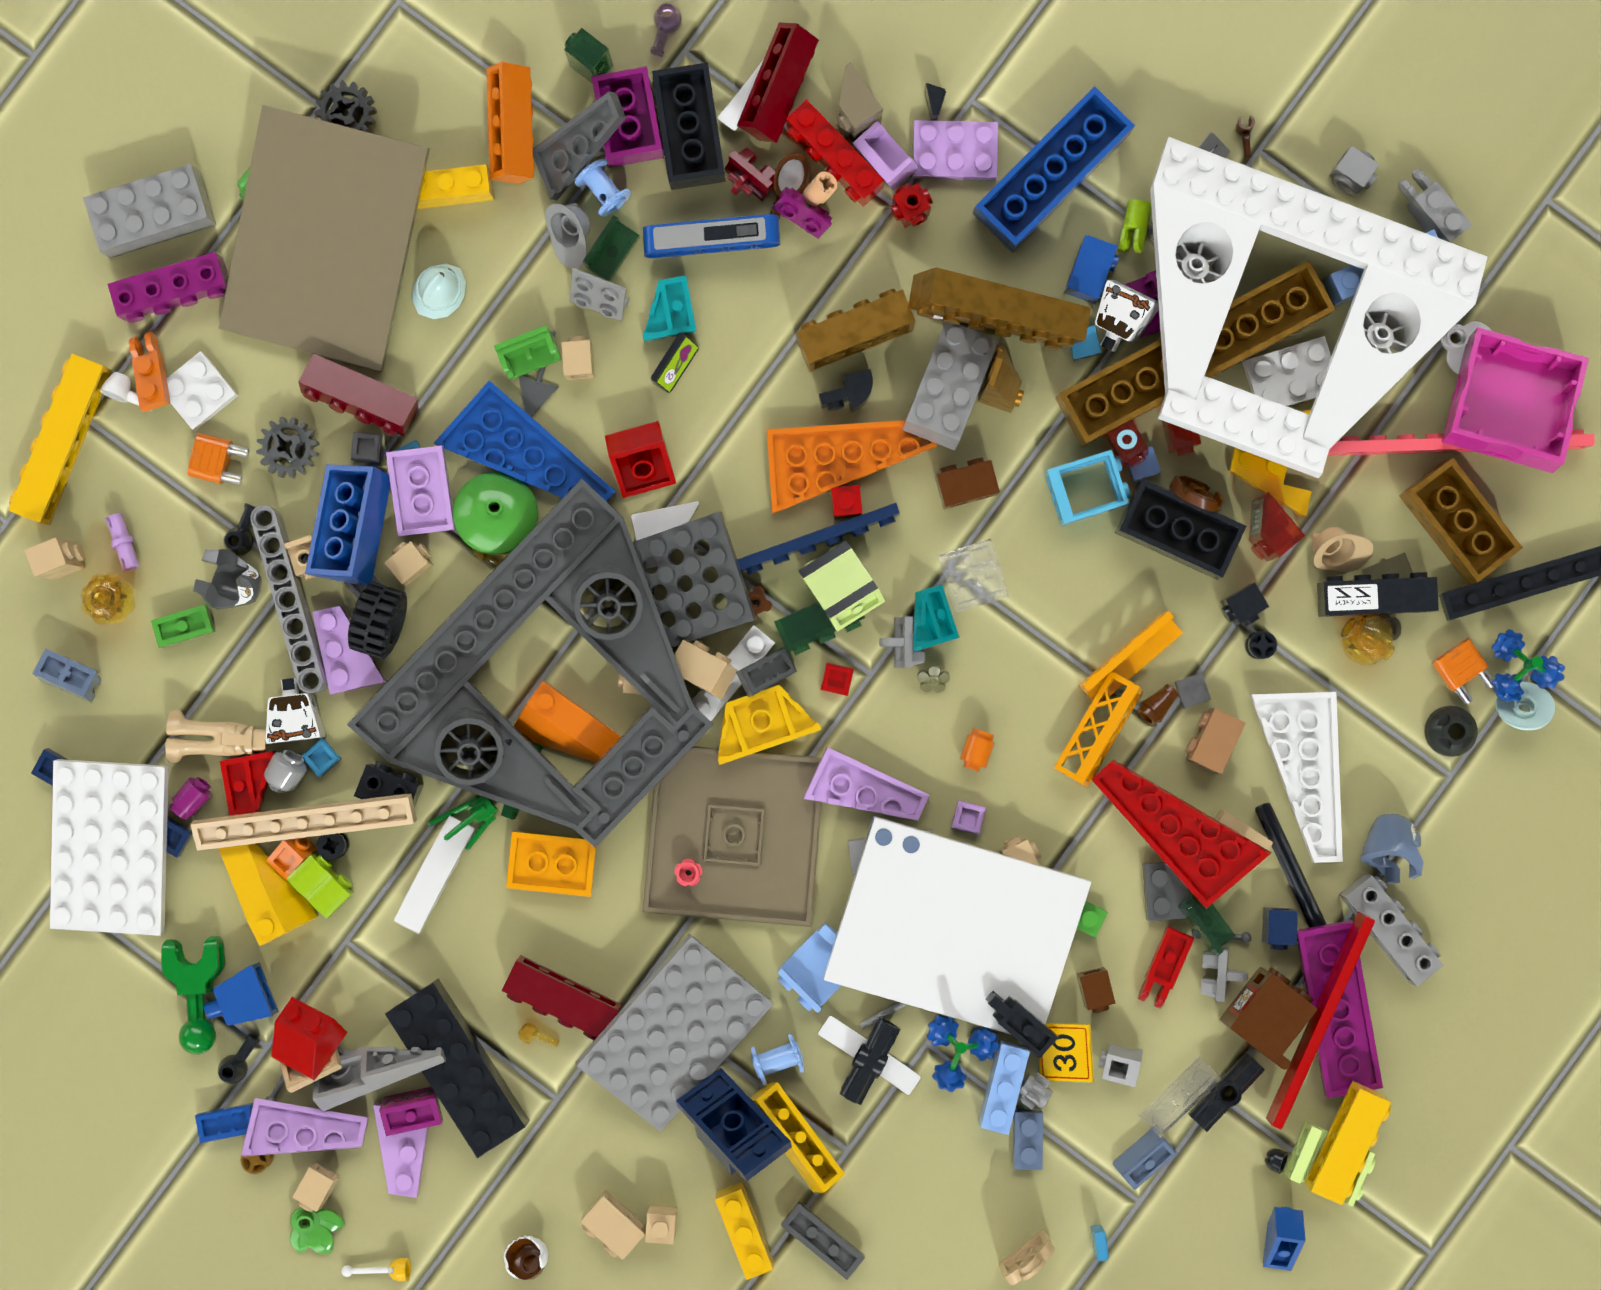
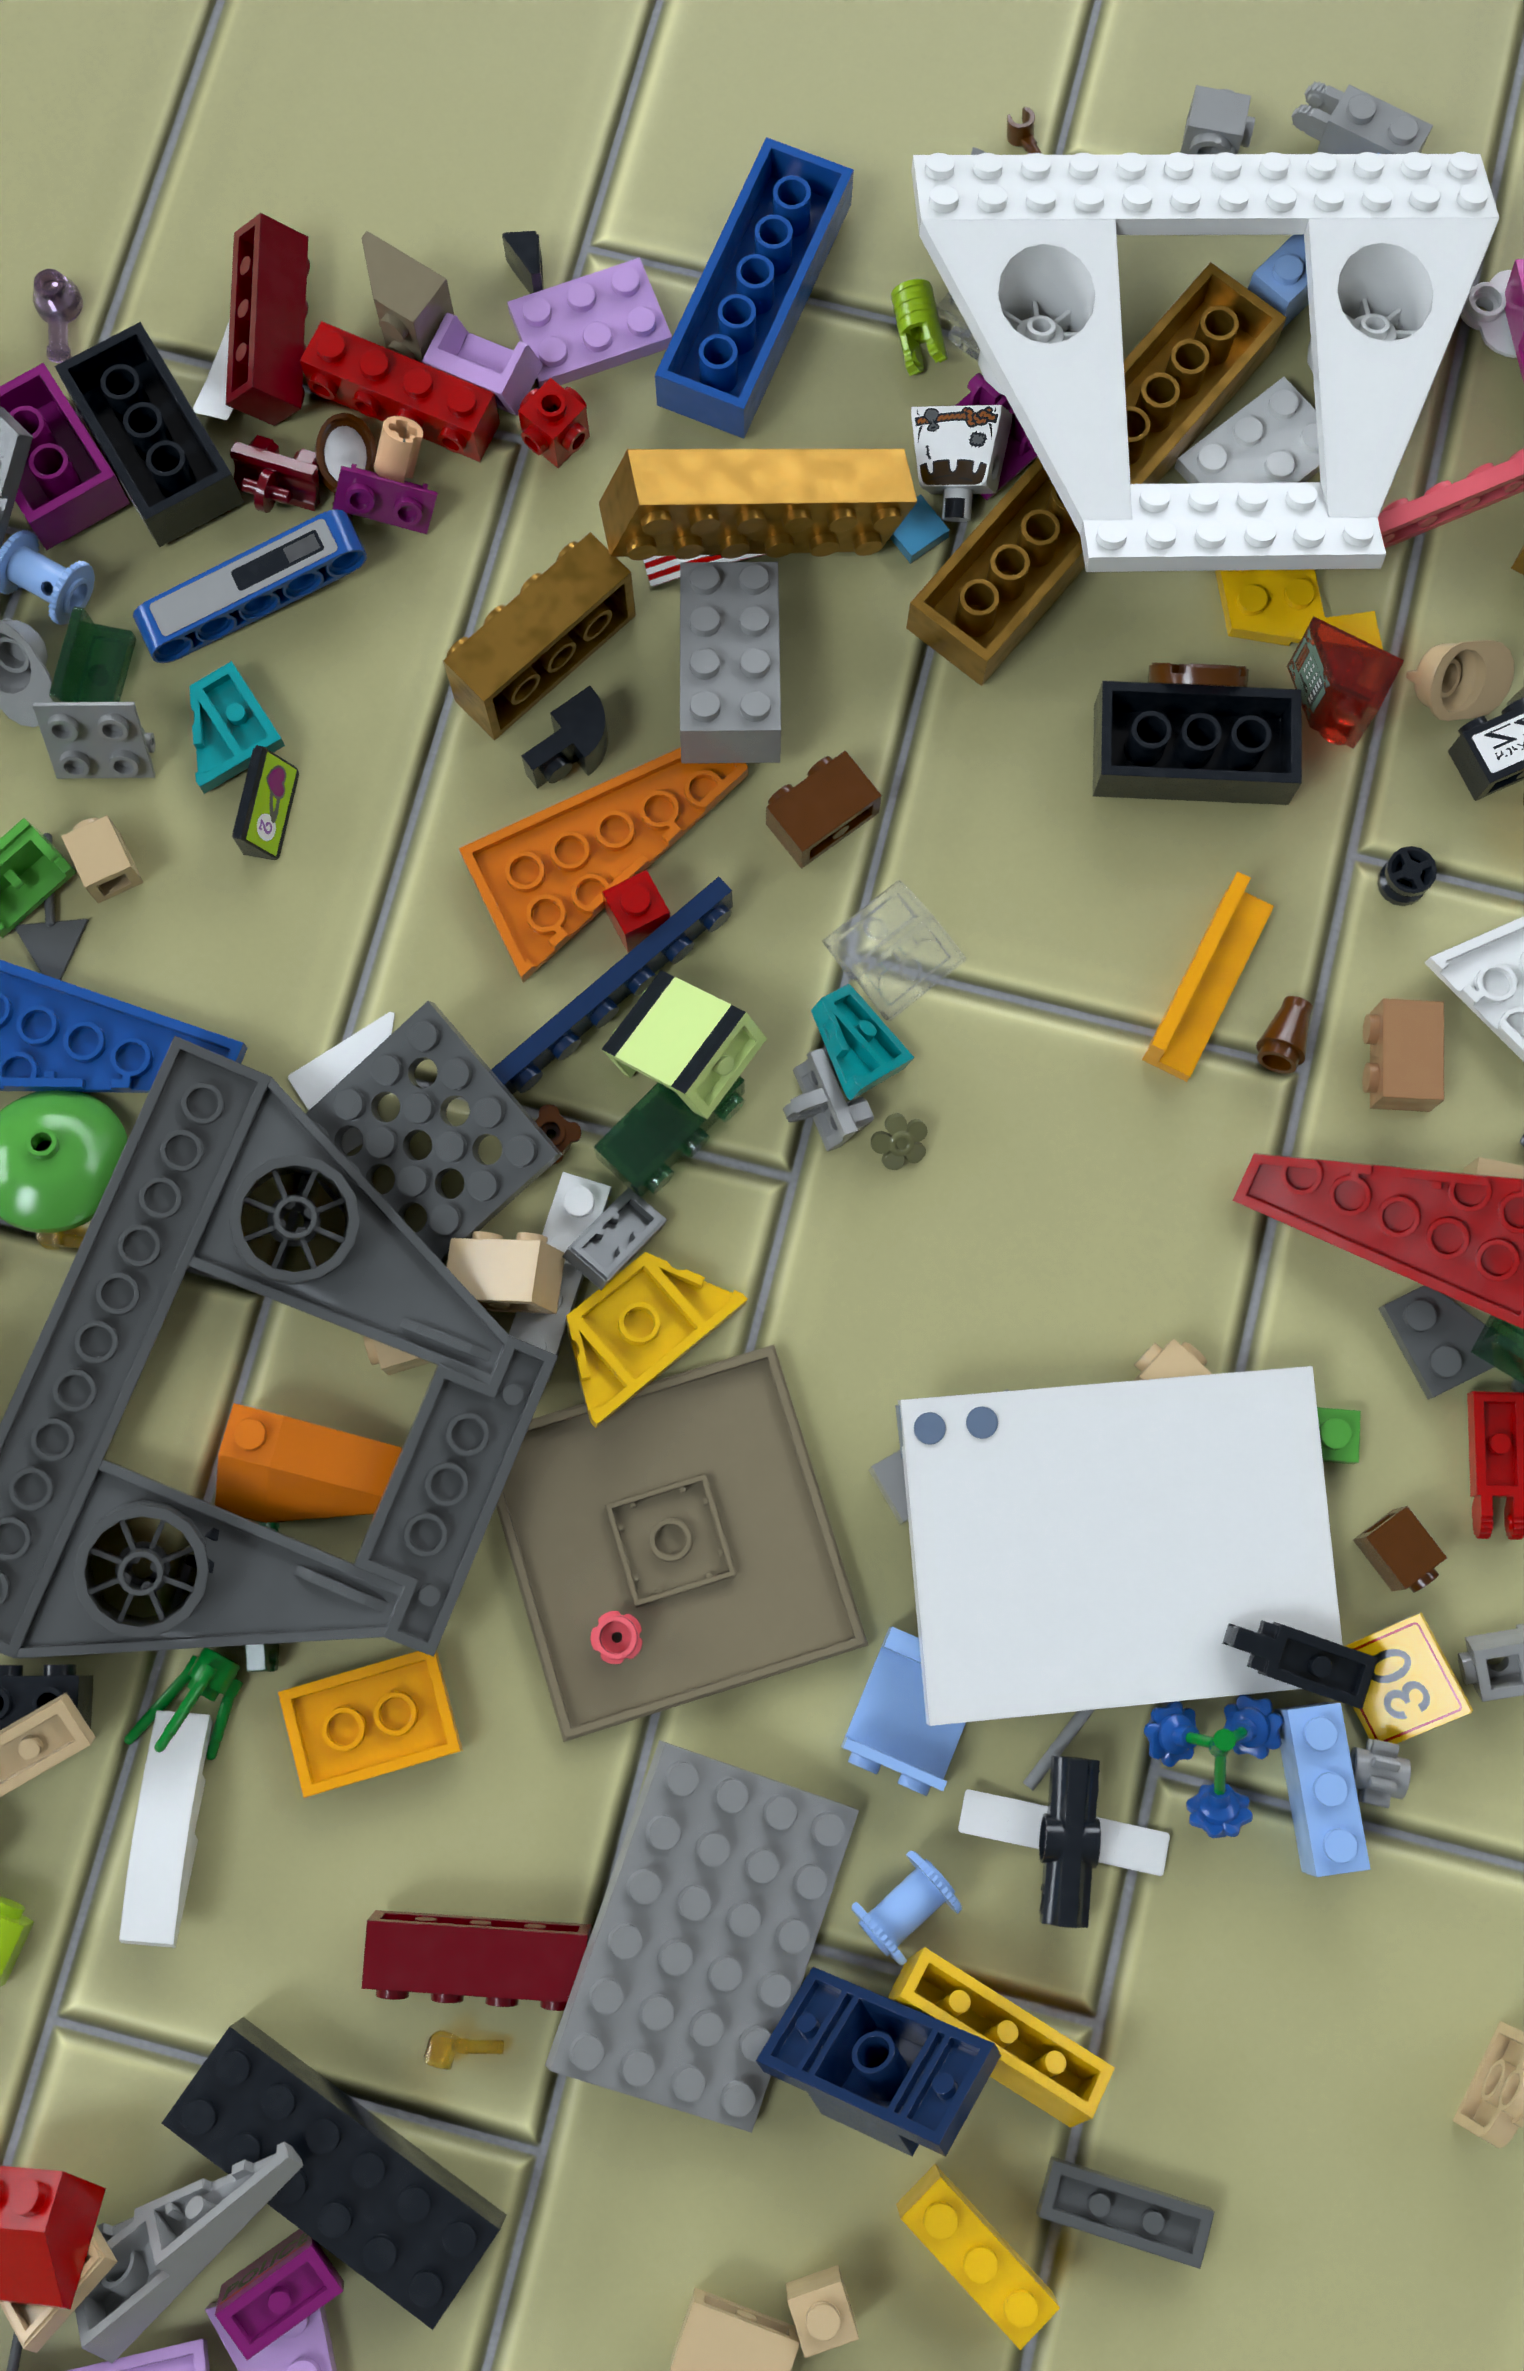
camera: 30 degrees left, 10 degrees down
(640, 459) = (267, 977): red slope -> none
(837, 679) = (740, 1207): red tile -> none
(858, 786) = (847, 1367): lavender wing -> none
(968, 817) = (1056, 1348): lavender tile -> none
(977, 749) = (1023, 1226): orange brick -> none
(1002, 383) = (812, 625): pearl gold wedge -> none
(1028, 1140) = (1404, 1869): sand blue plate -> none
(1059, 496) = (978, 766): medium azure window -> none
(1091, 269) = (879, 404): blue brick -> none
(1108, 734) = (1228, 1113): light orange fence -> none
(1128, 444) = (1054, 645): clear red brick -> none
(1147, 468) = (1085, 672): medium blue tile -> none
(1180, 439) = (1130, 603): clear red brick -> none
(1192, 690) = (1331, 992): flat silver tile -> none
(1244, 605) = (1352, 823): black brick -> none

